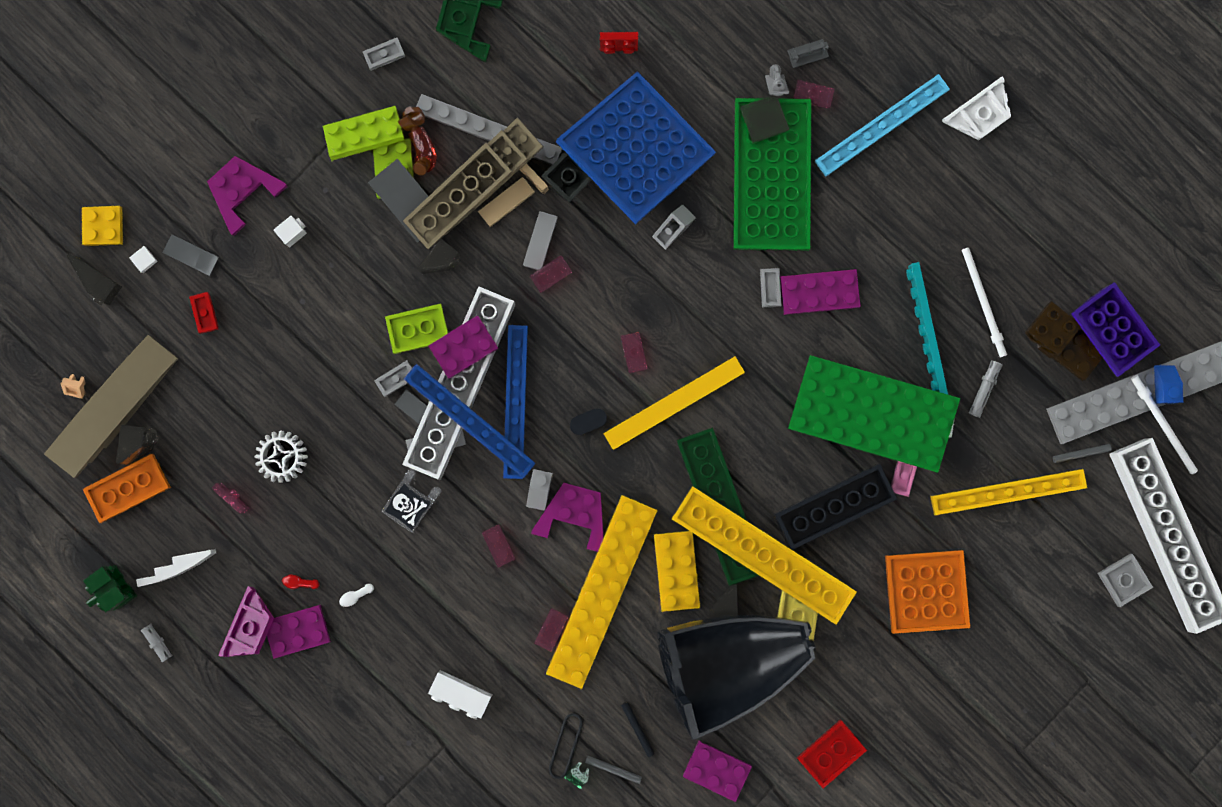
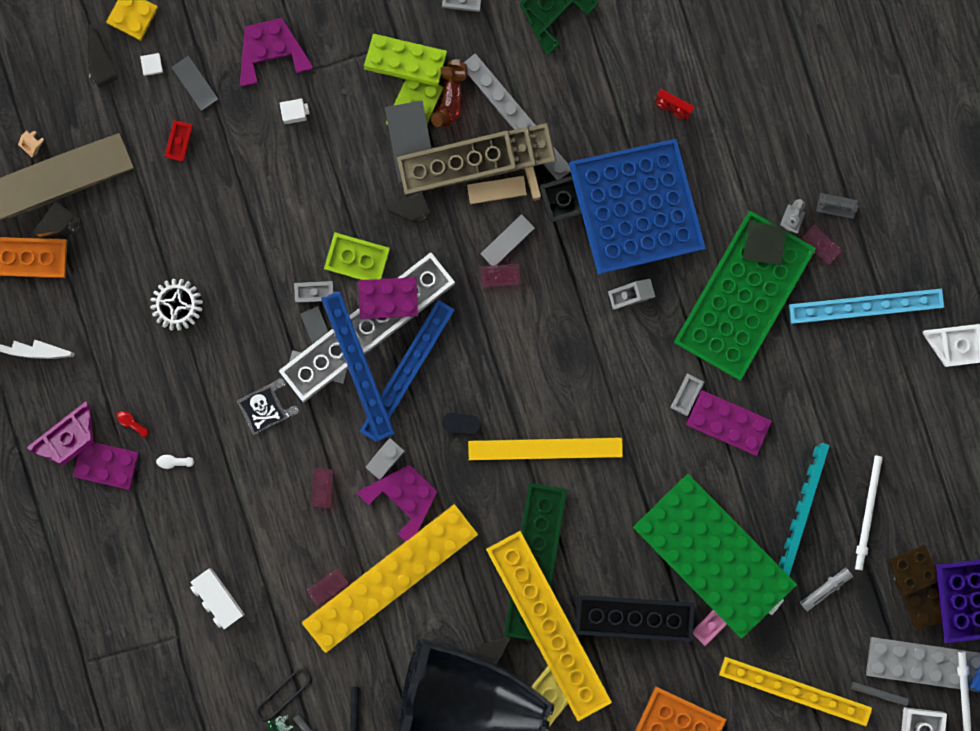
camera: 25 degrees right, 0 degrees up
(231, 498) = (113, 316): clear pink plate -> none
(634, 352) = (535, 385): clear pink plate -> none
(676, 571) = (465, 597): yellow plate -> none

